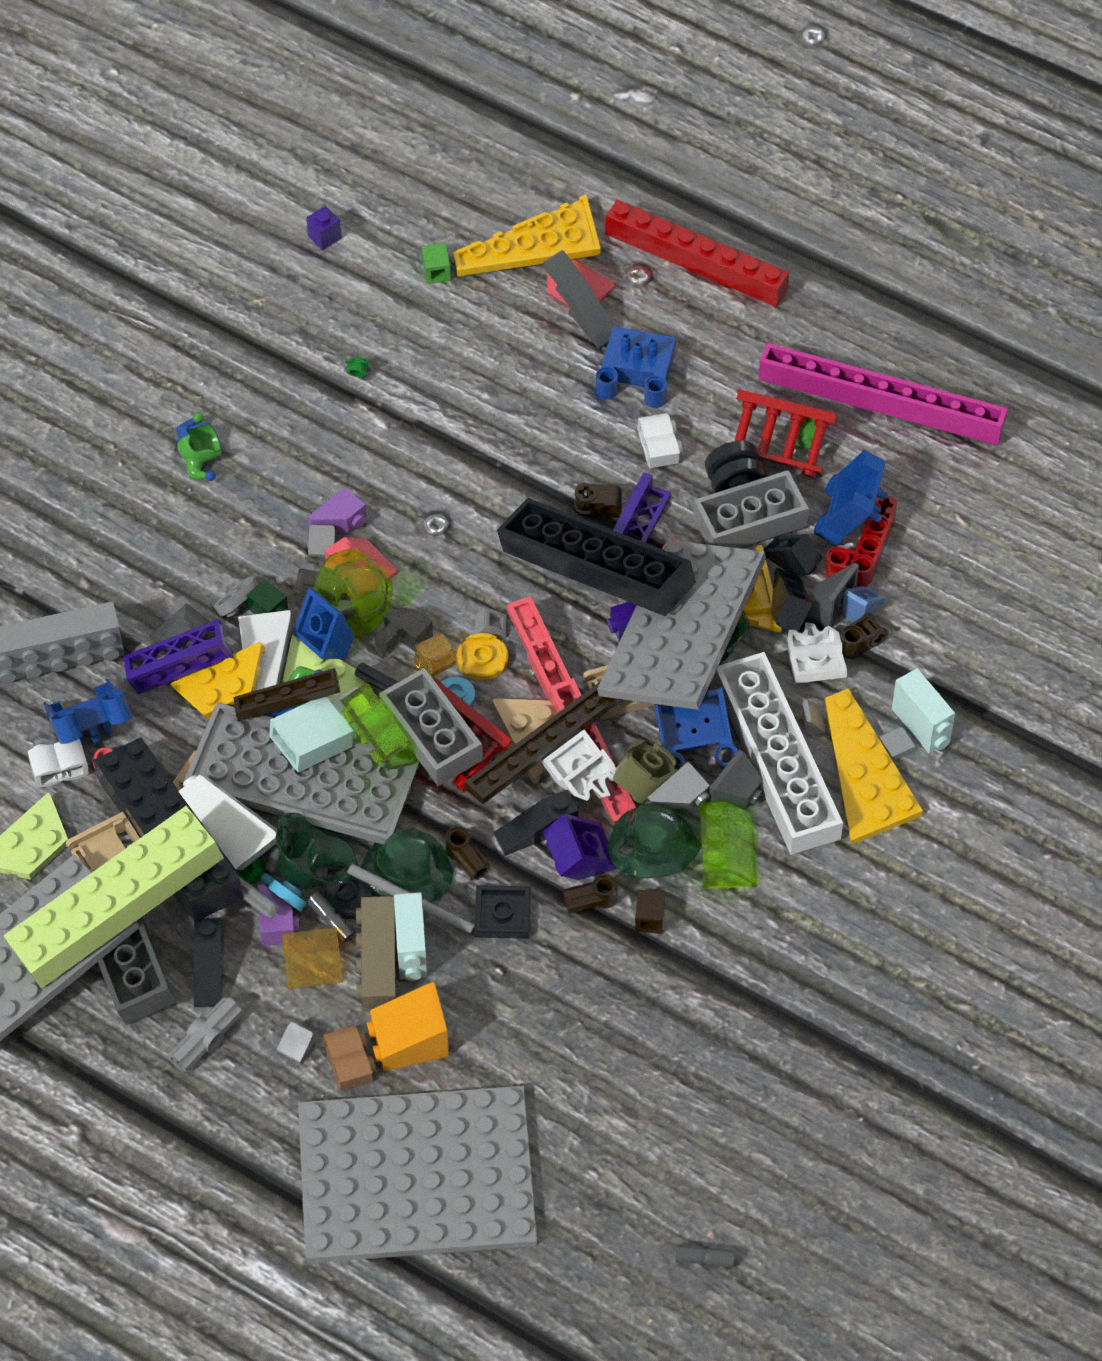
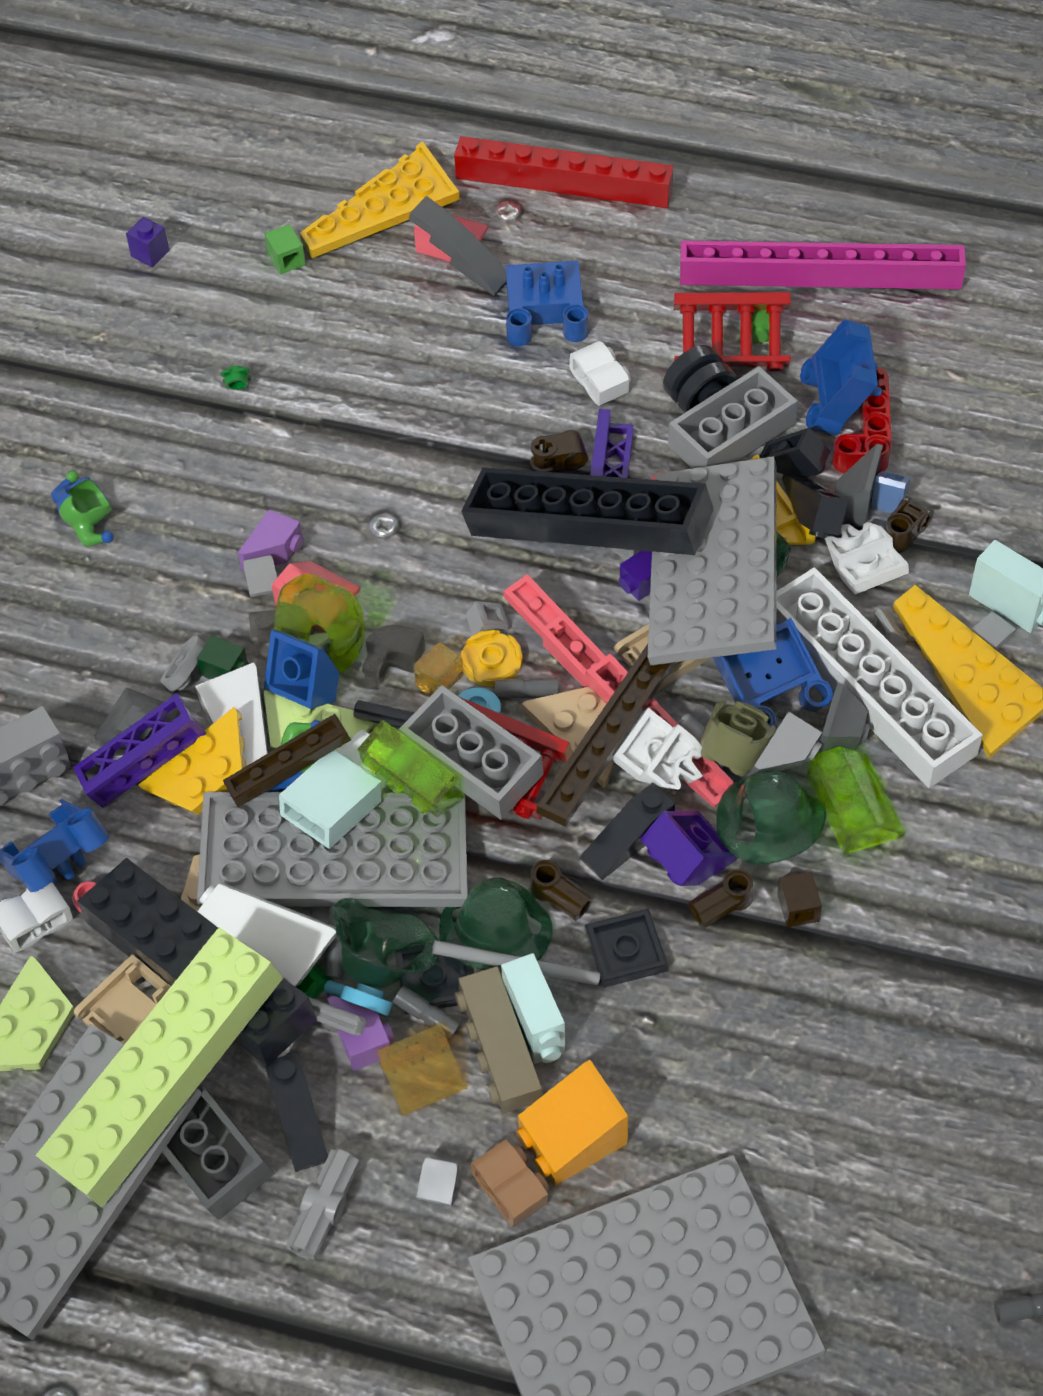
camera: 15 degrees left, 0 degrees up
(496, 687) = (520, 688): none -> dark grey piece

